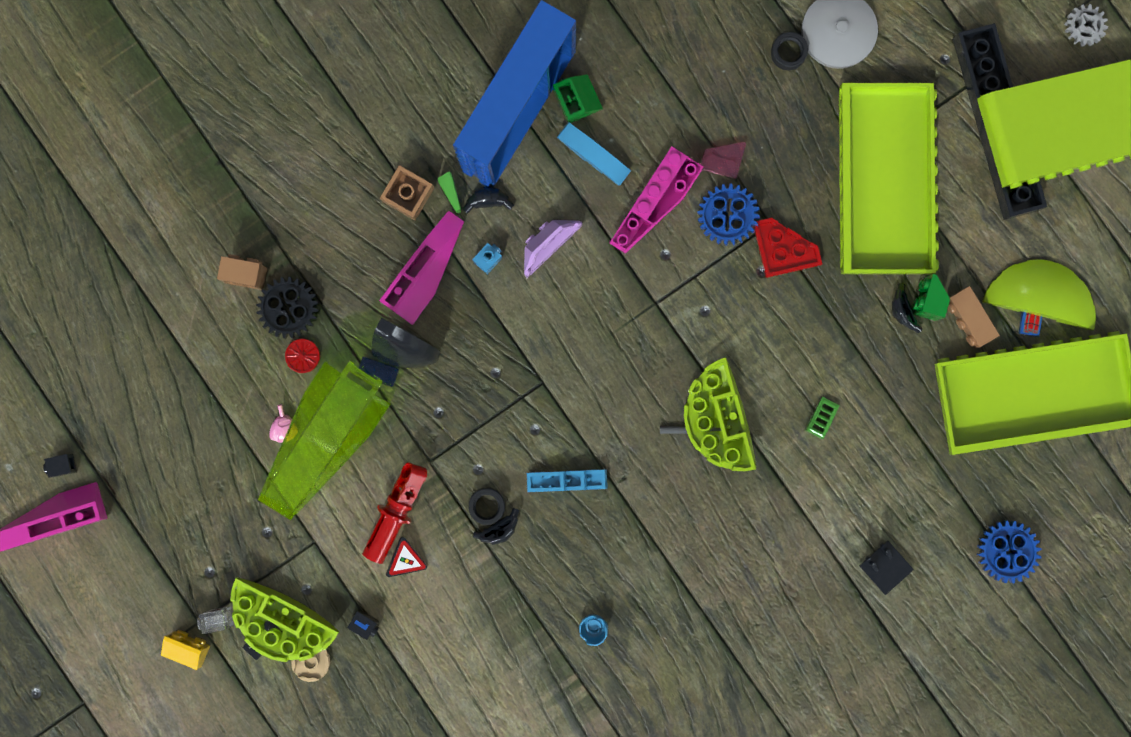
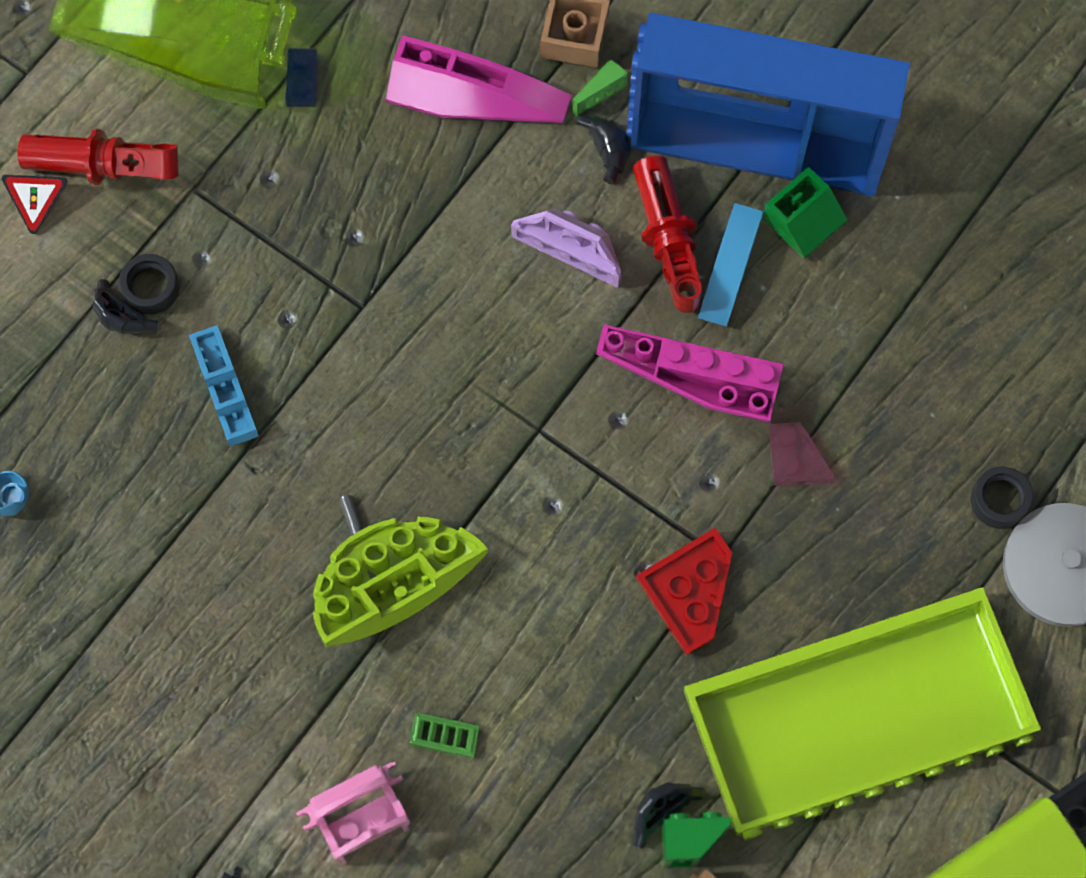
camera: 70 degrees right, 15 degrees down
(401, 348) = (346, 78): black panel -> none
(488, 258) = (520, 168): dark azure brick -> none
(569, 182) = (669, 234): none -> red piece
(745, 215) = (705, 464): blue gear -> none
(855, 480) = (364, 823): none -> bright pink animal

